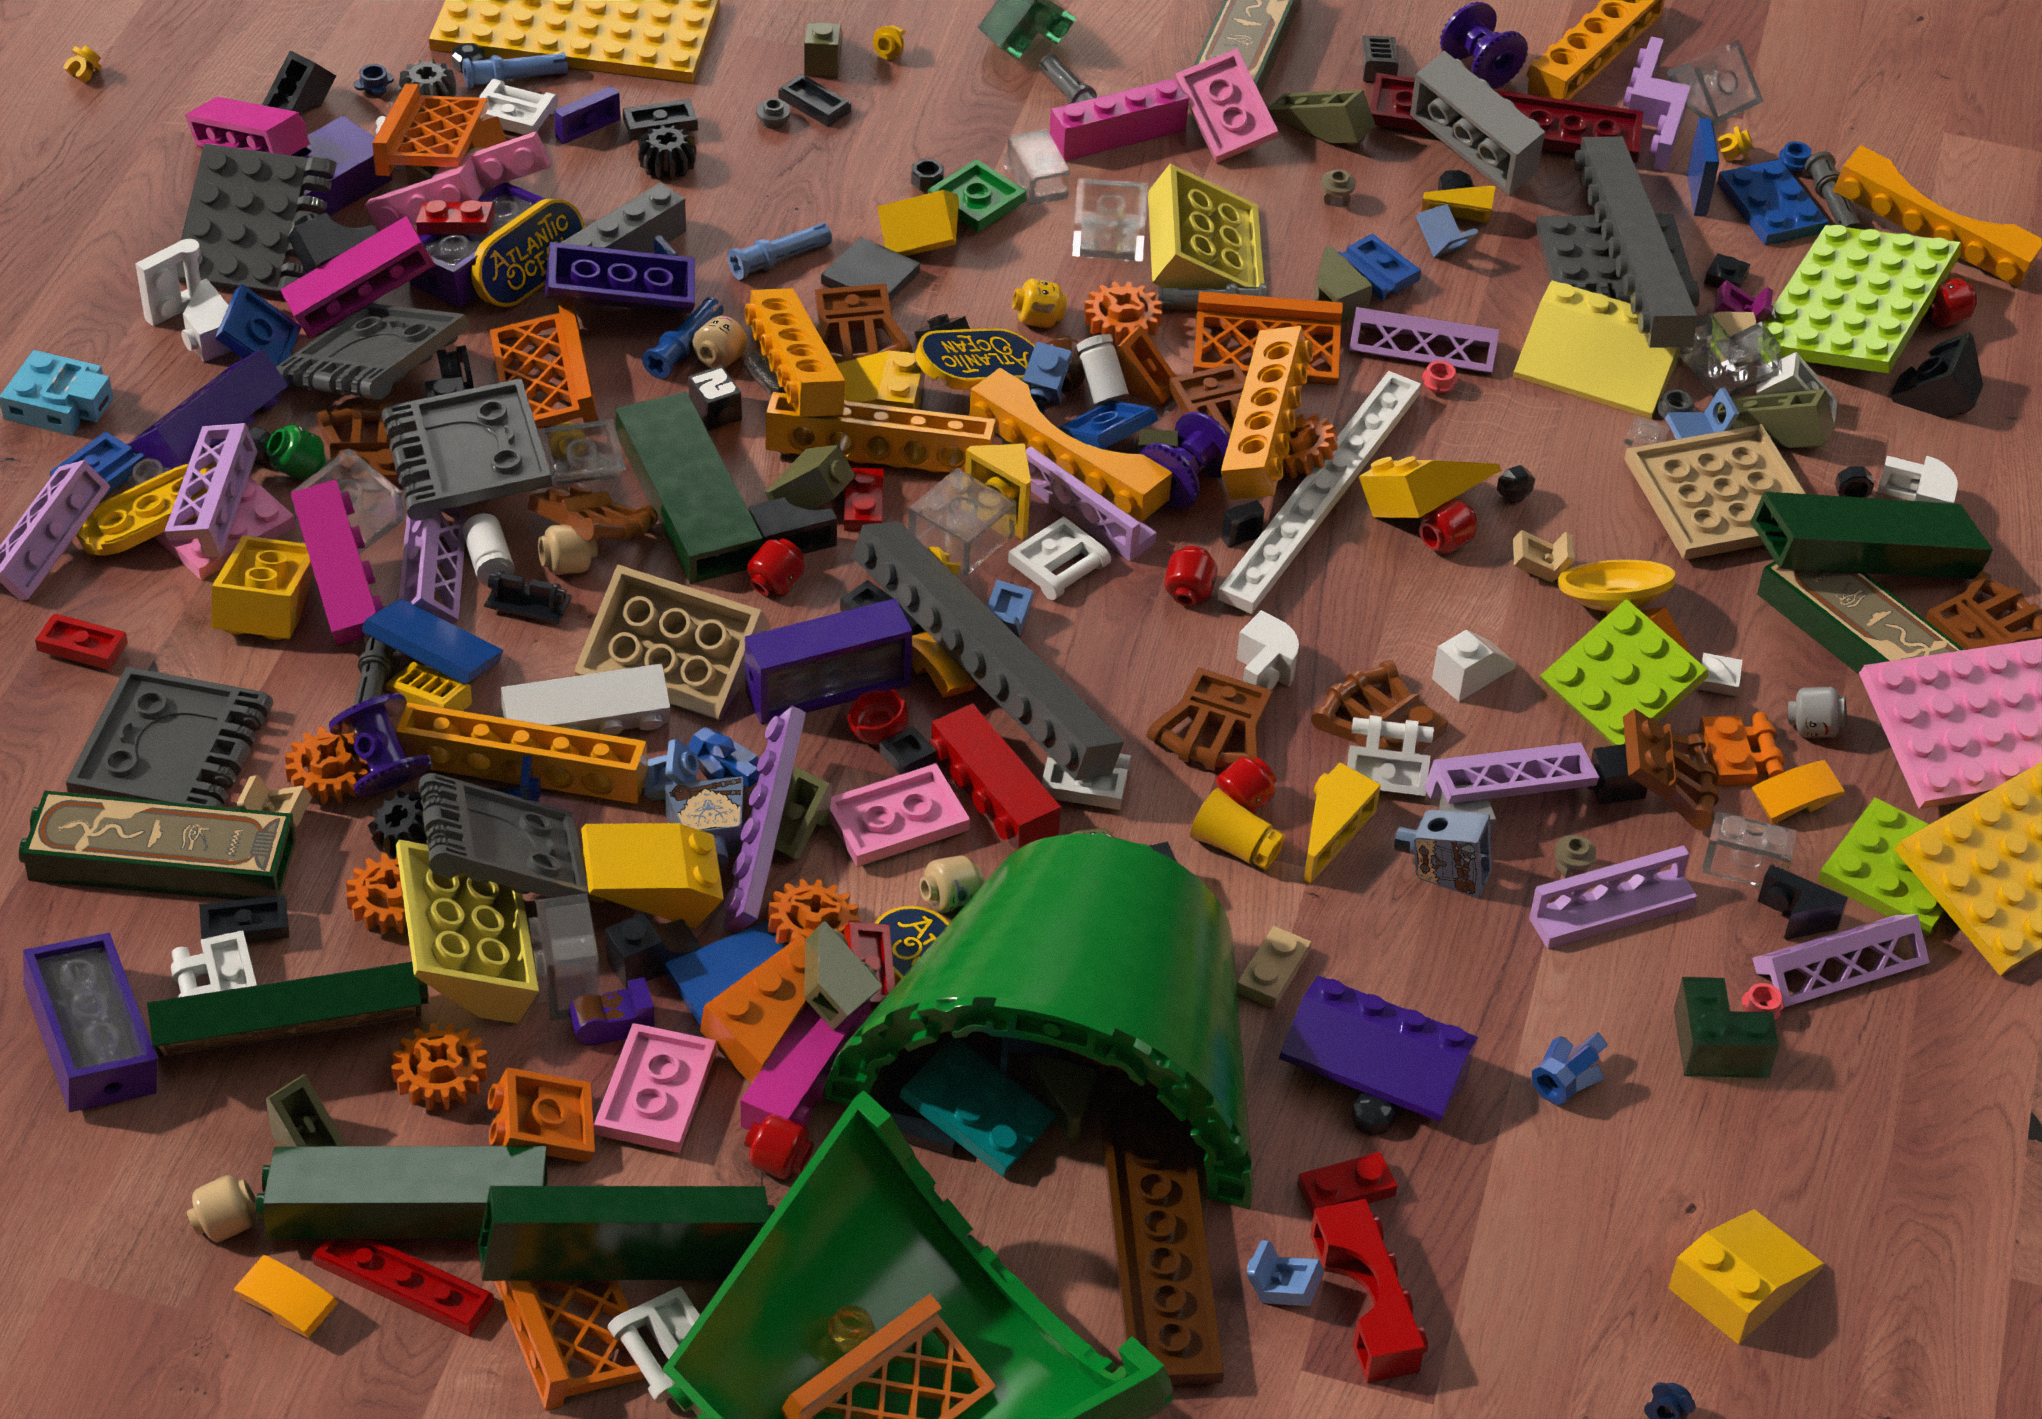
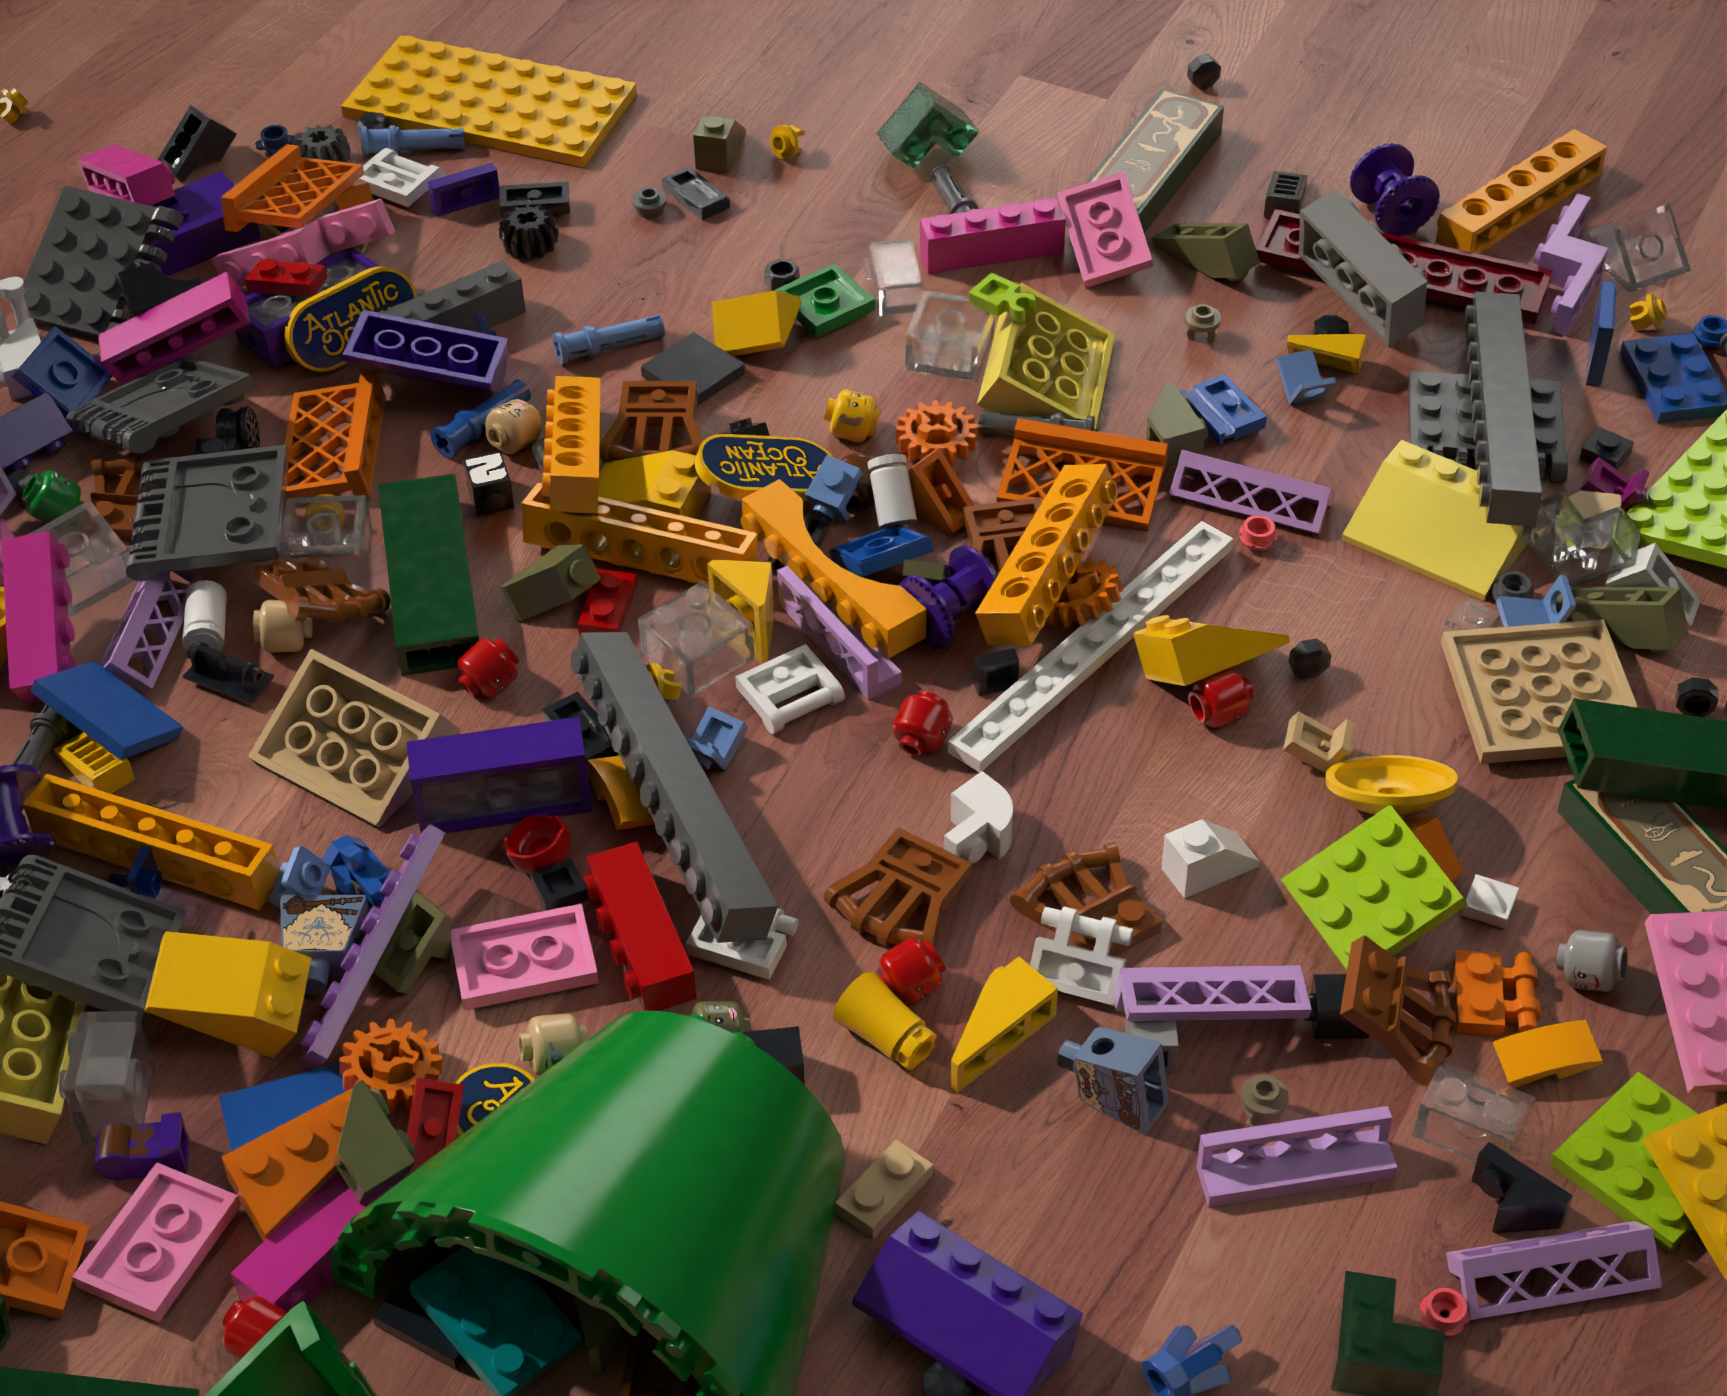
camera: 15 degrees right, 0 degrees up
(594, 701) = (243, 794): white brick -> none
(642, 947) = (199, 1074): black arch -> none
(803, 527) = (520, 627): black arch -> none
(1158, 177) = (999, 295): none -> lime plate

